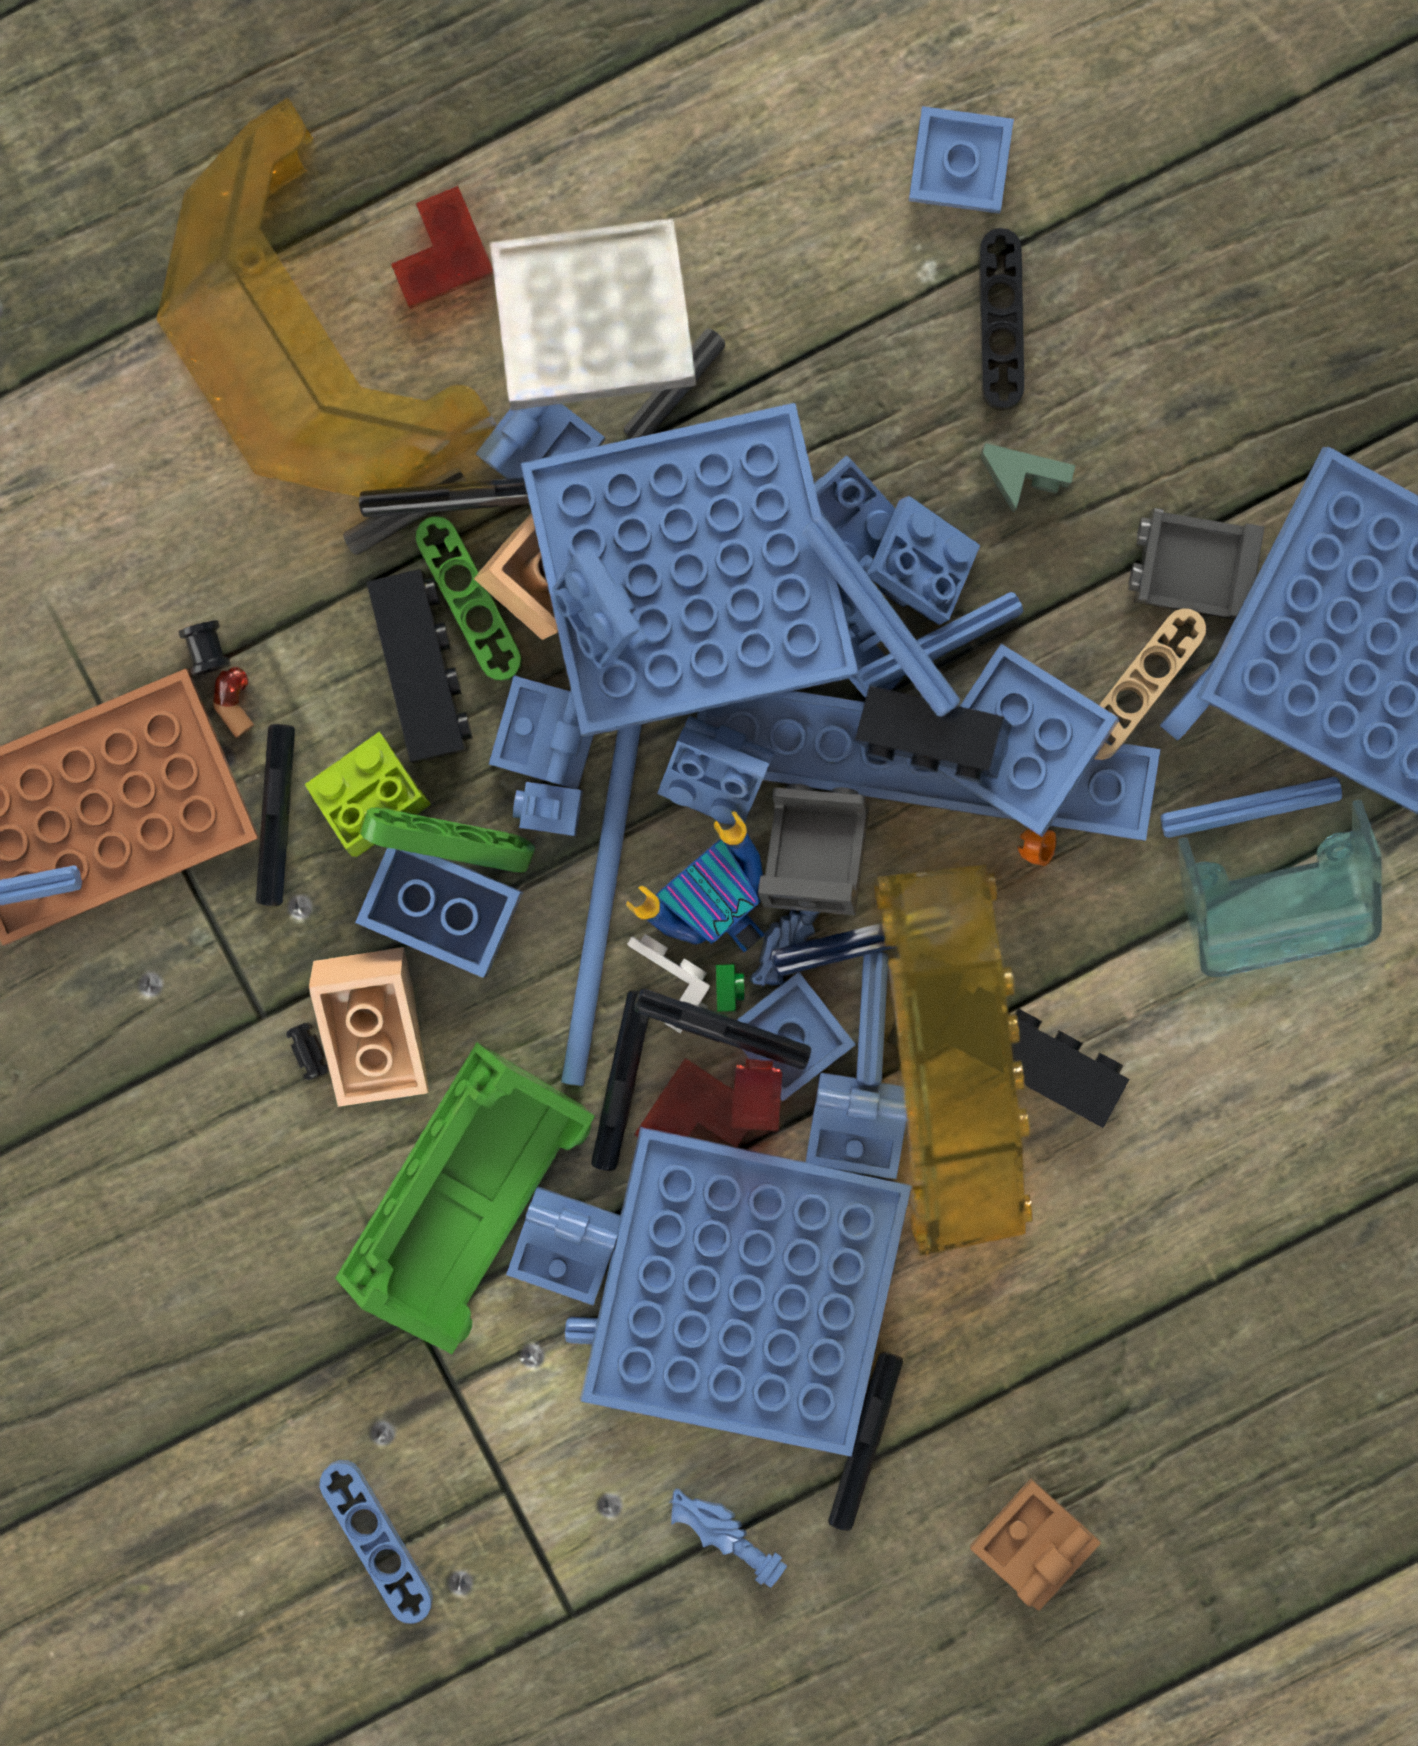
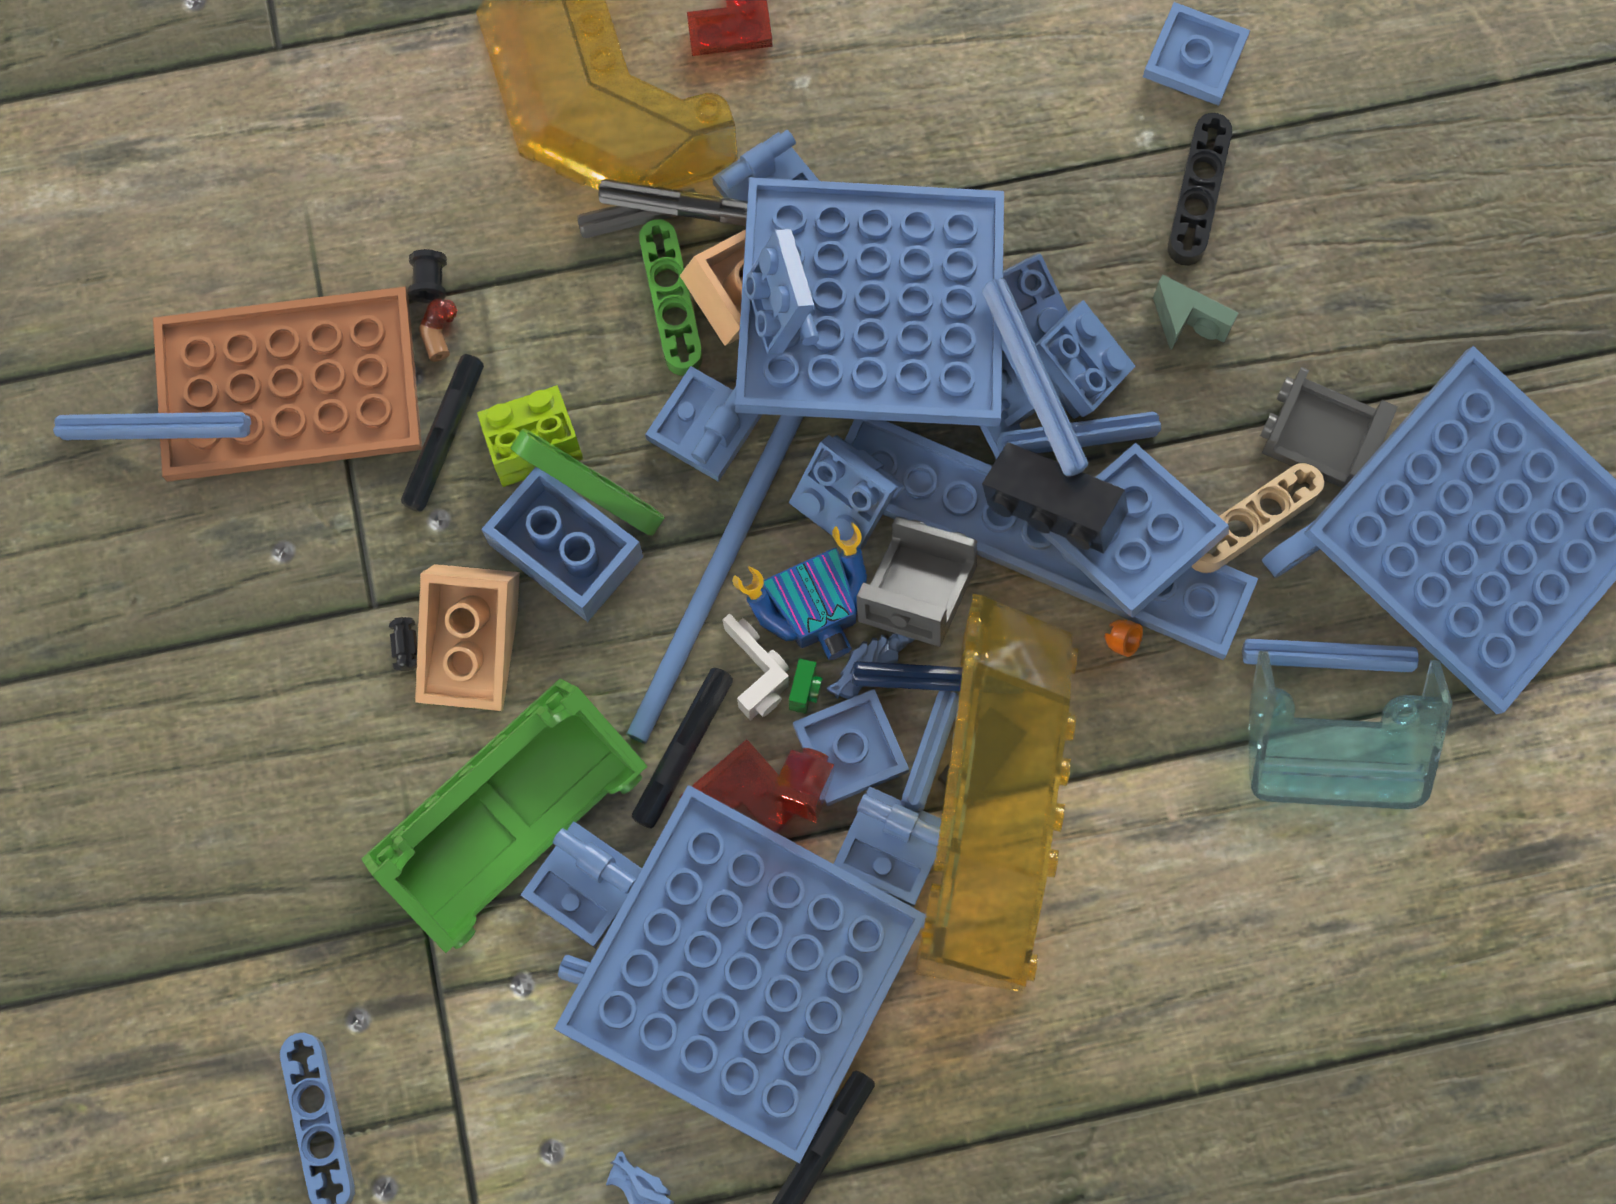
camera: 15 degrees right, 15 degrees down
(417, 665) = (608, 338): black brick -> none
(548, 808) = (688, 487): medium blue brick -> none
(592, 314) = (846, 87): clear plate -> none
(662, 402) = (914, 161): dark grey axle -> none
(721, 1028) = (789, 715): black axle -> none
(1065, 1074) = (1099, 849): black brick -> none

